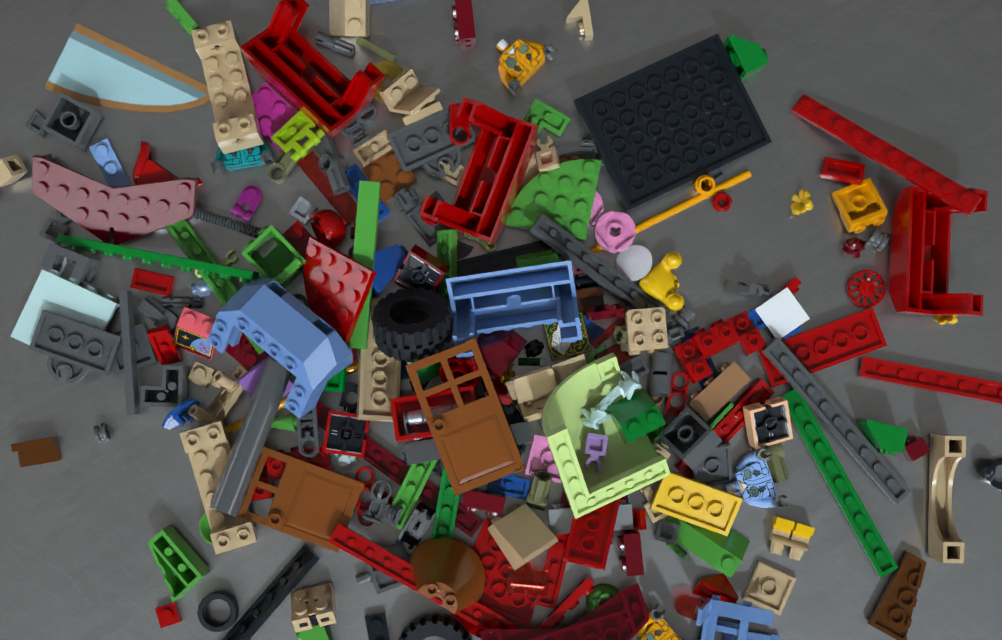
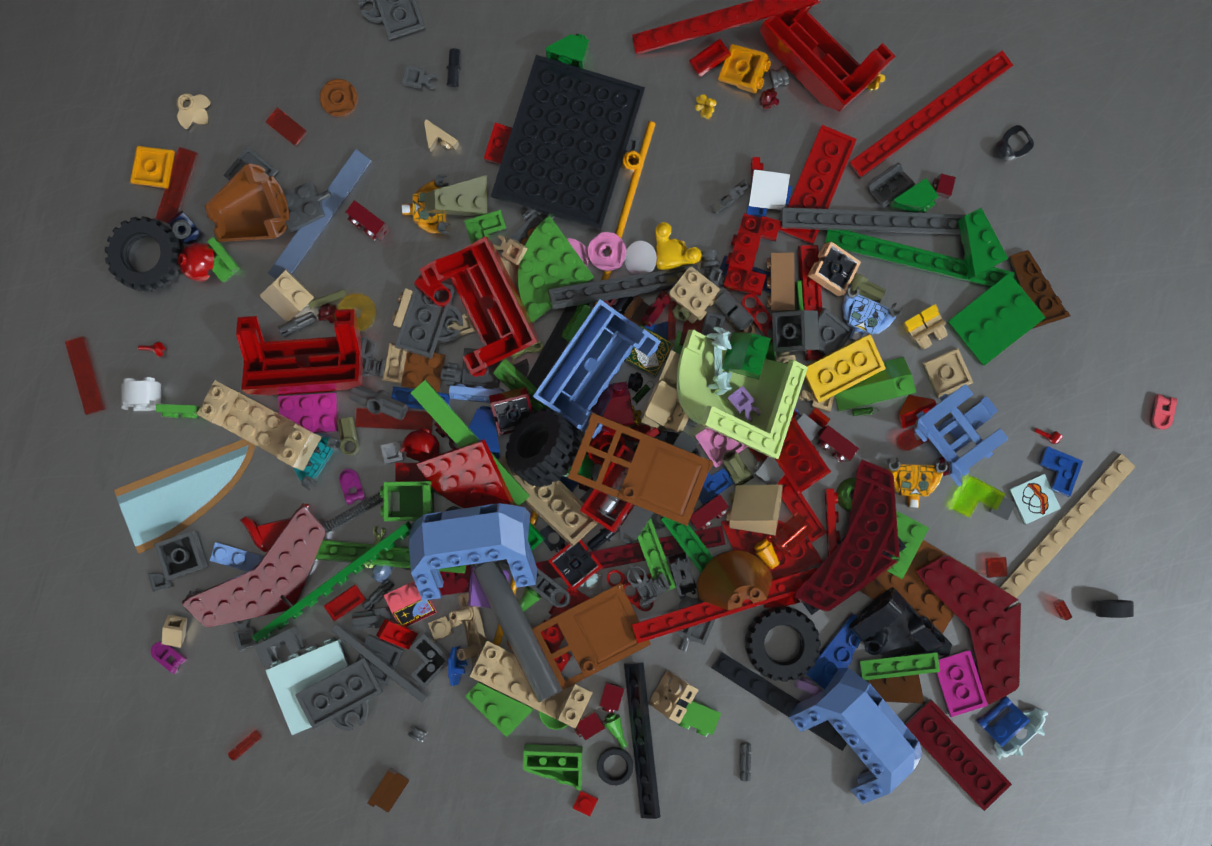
camera: 45 degrees left, 0 degrees up
(178, 478) = (498, 707): none -> bright green wedge
(231, 562) = (589, 725): none -> dark red brick
(249, 580) = (614, 725): none -> bright green cone
(269, 558) = (611, 697): none -> dark red brick
(294, 131) = (333, 408): lime plate -> none
(365, 57) = (327, 312): none -> dark red plant
(384, 435) = (601, 538): none -> black axle
(406, 94) = (379, 307): tan bracket -> none
(409, 233) = (476, 394): none -> light blue plate
(494, 575) = (766, 553): none -> light orange cone
(548, 78) = (463, 198): none -> olive wedge
(620, 68) = (497, 143): none -> red plate
(667, 532) = (845, 407): dark grey tile -> none
(721, 196) = (649, 159): red plate -> none
(848, 587) = (996, 319): none -> green plate
(866, 288) = (805, 117): red wheel -> none
(875, 405) = (890, 184): none -> dark grey bracket
(896, 519) = (980, 243): none -> green wedge
(943, 539) = (1022, 223): tan arch -> none

